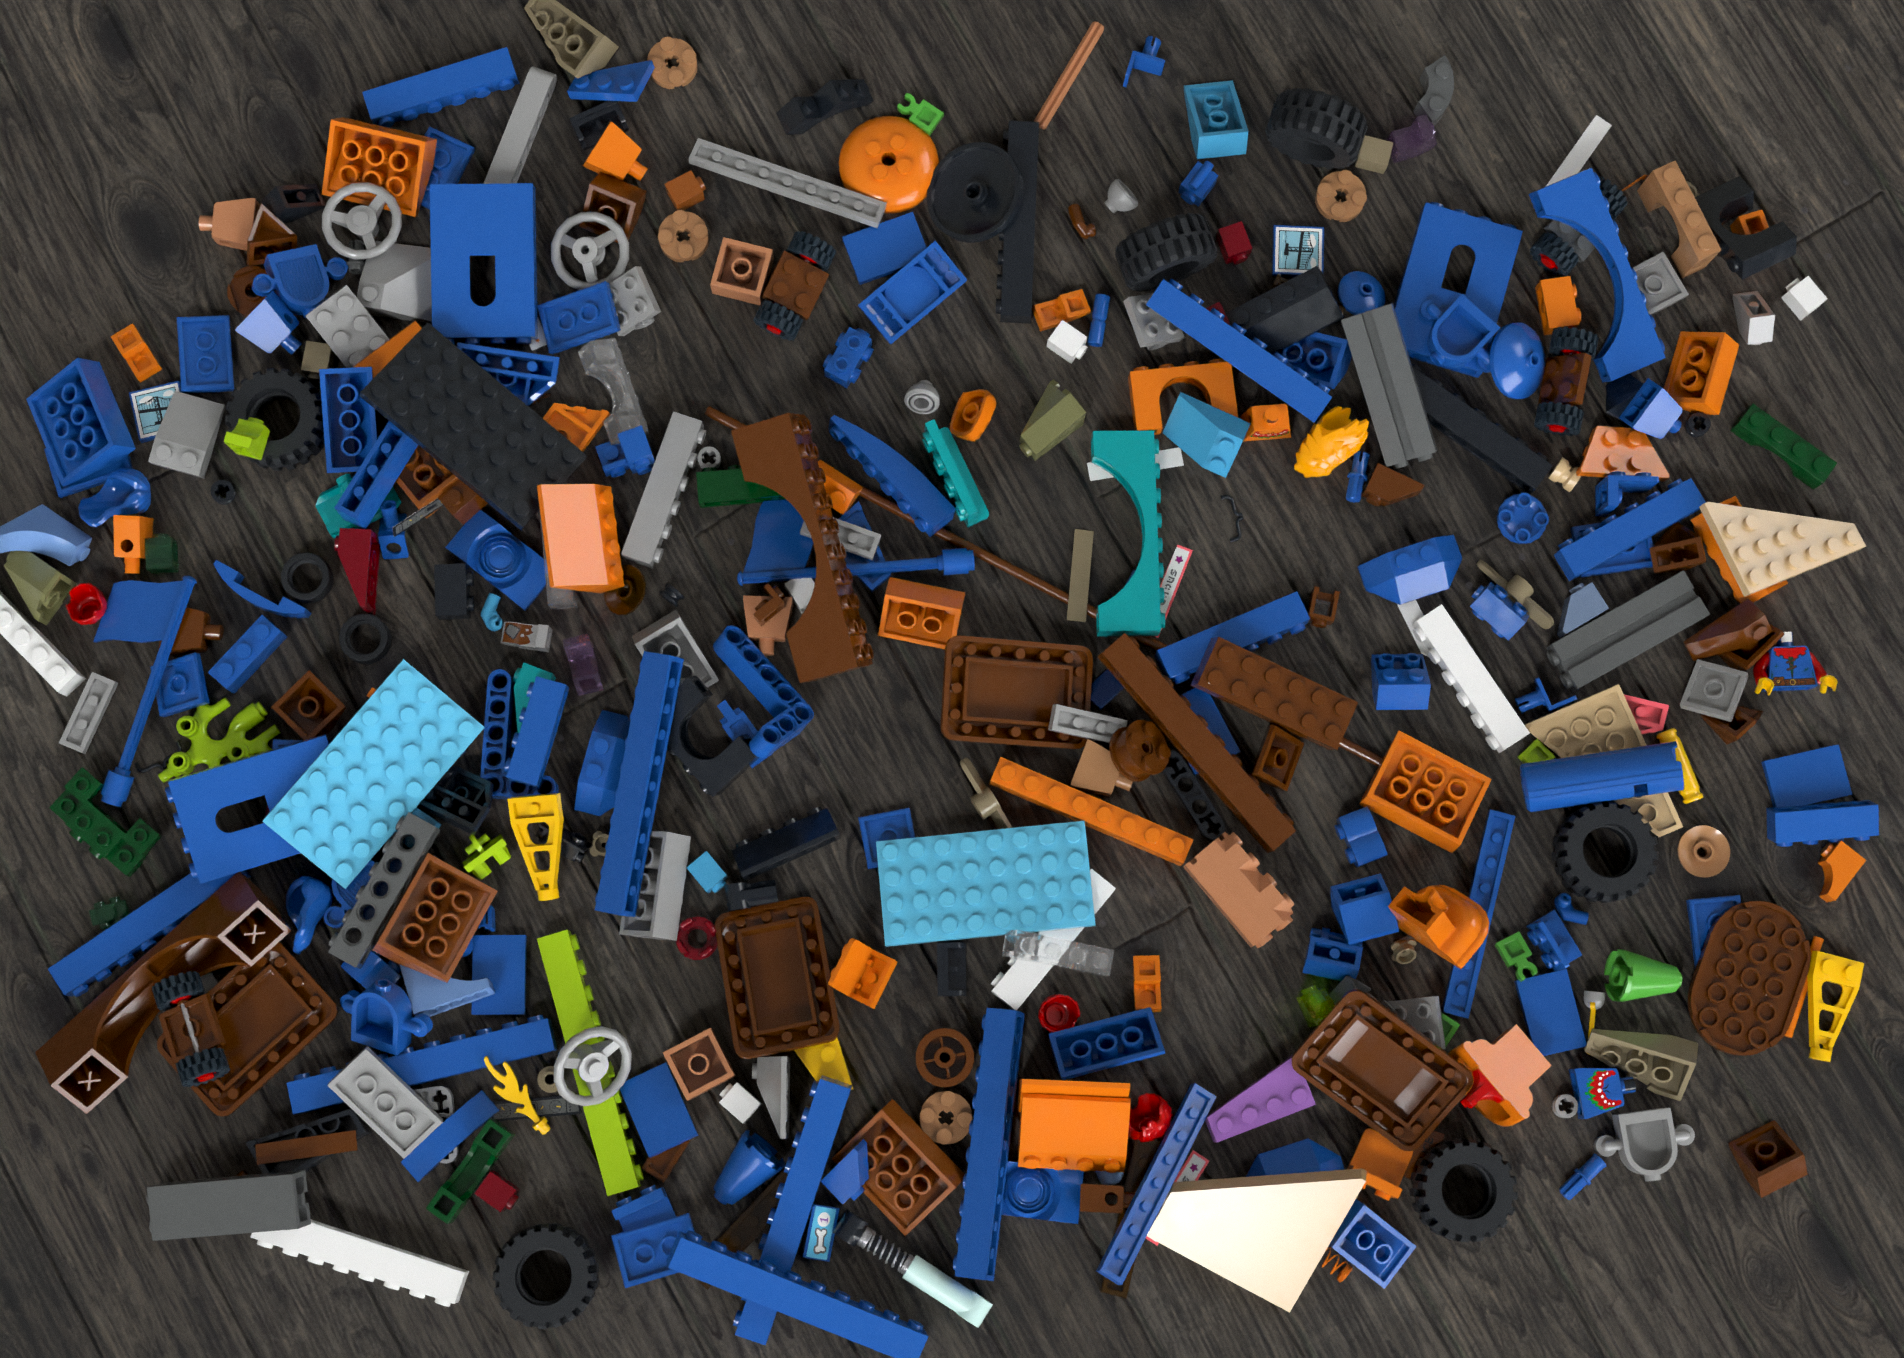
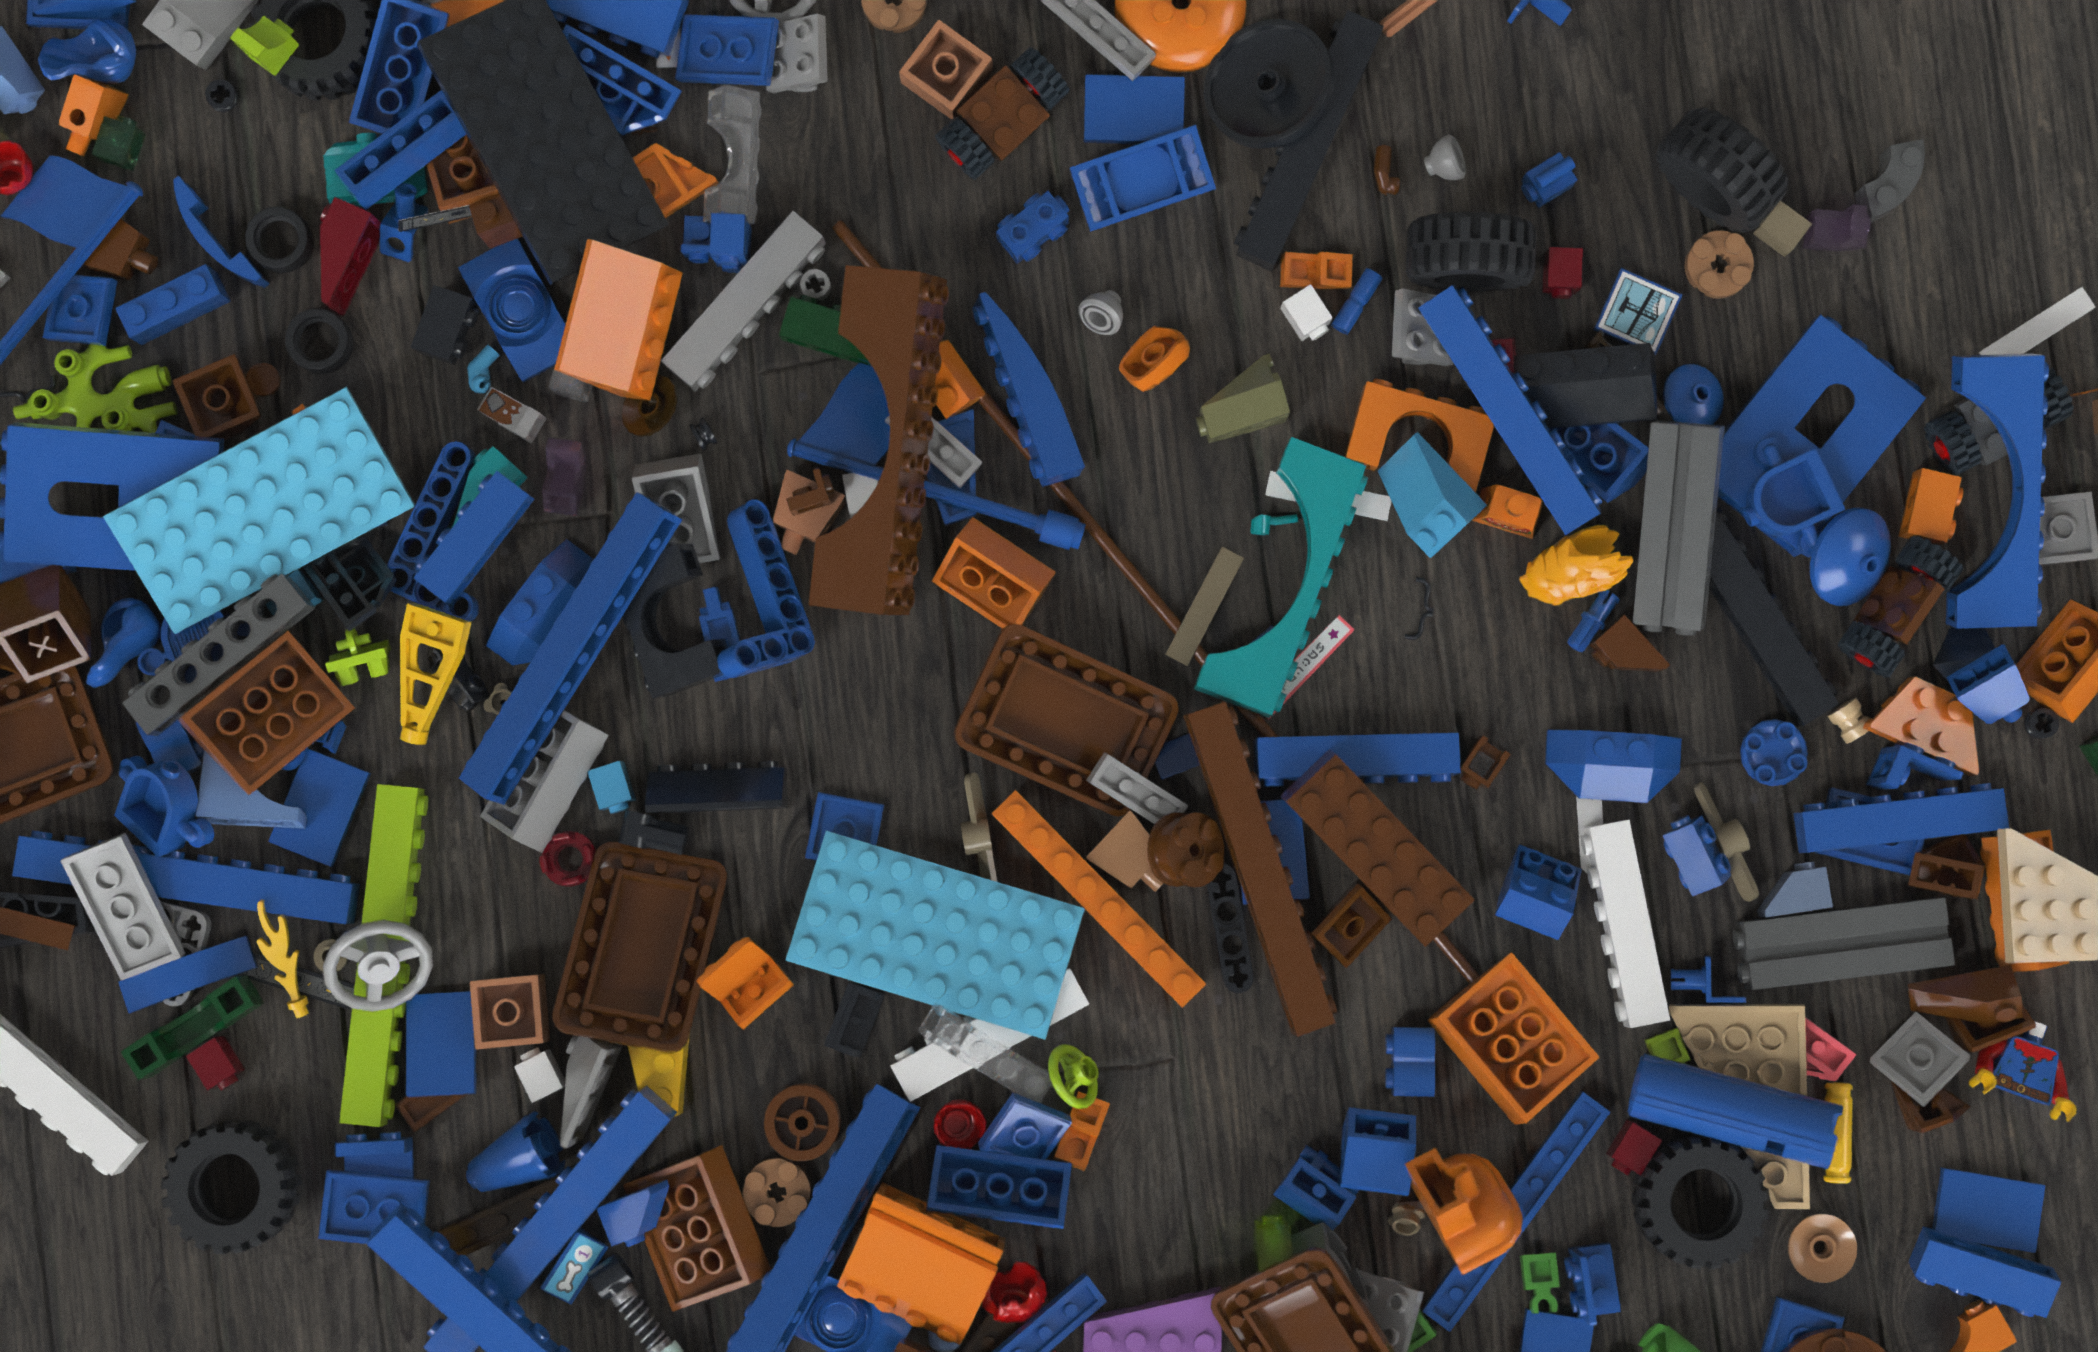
camera: 30 degrees right, 5 degrees up
(335, 682) = (263, 379): none -> reddish brown piece
(956, 474) = (1105, 426): teal bracket -> none
(1096, 501) = (1261, 524): none -> teal hand
(1107, 996) = (1025, 1129): none -> blue tile
(1127, 939) = (1077, 1072): none -> lime piece
(1215, 120) = (1604, 108): dark azure slope -> none
(1240, 890) = (1238, 1067): nougat brick -> none
(1542, 835) = (1632, 1148): none -> dark red brick
(1567, 911) = (1625, 1251): blue arm -> none

